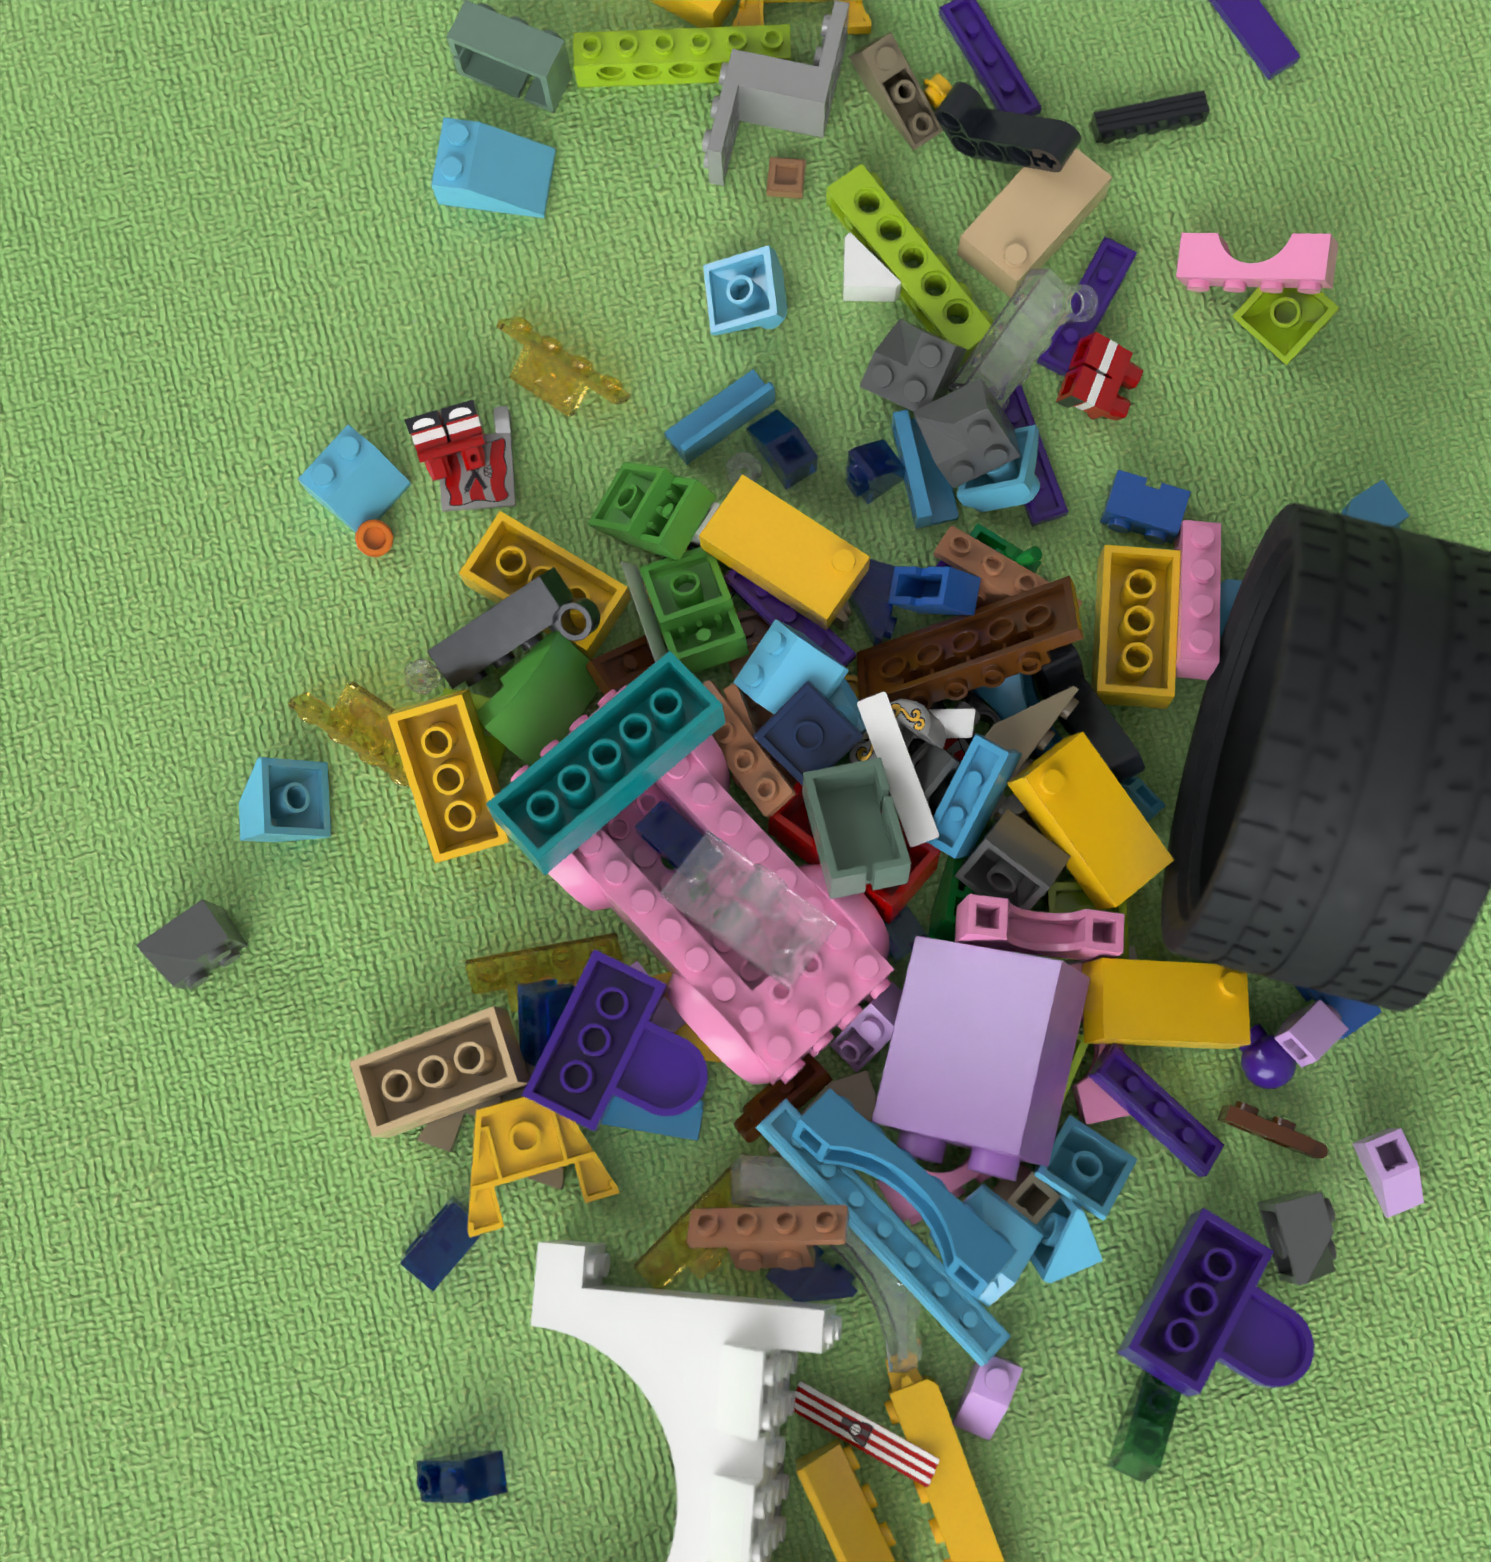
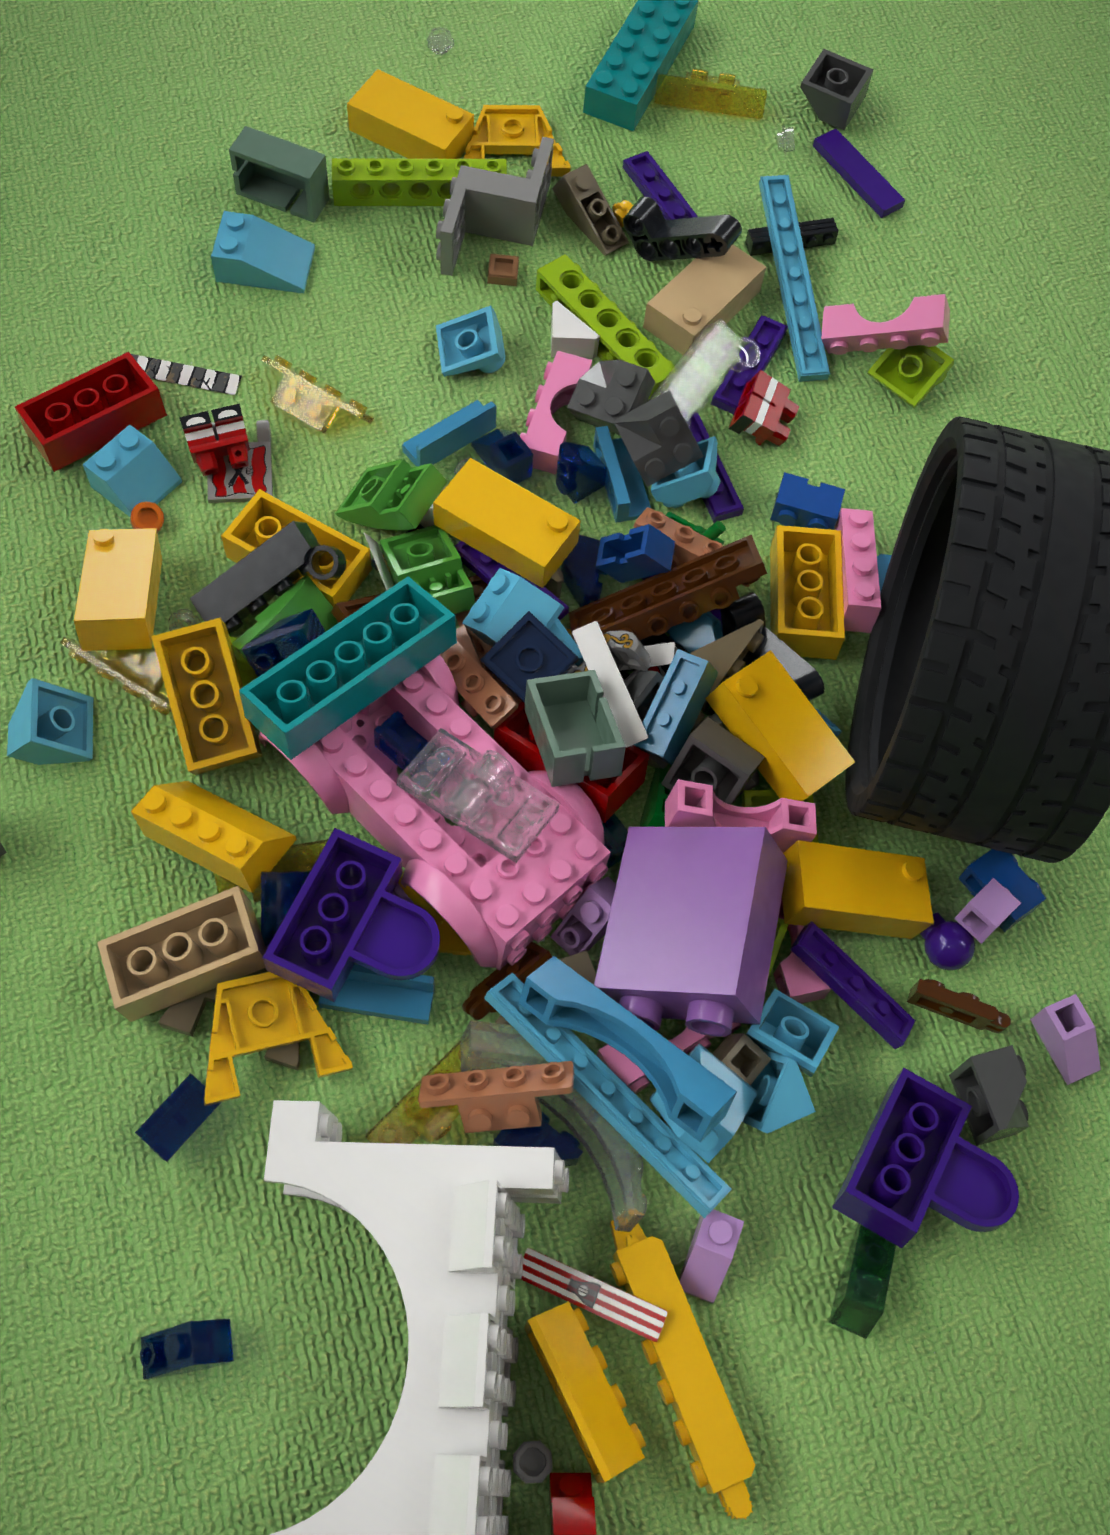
camera: 15 degrees left, 15 degrees down
(302, 400) = (90, 410): none -> red brick
(348, 640) = (118, 590): none -> yellow brick
(402, 337) = (189, 375): none -> sticker
(465, 930) = (212, 832): none -> yellow slope
(537, 718) = (282, 640): none -> slope
(832, 425) = (543, 432): none -> bright pink arch
(1147, 181) = (794, 278): none -> medium azure tile

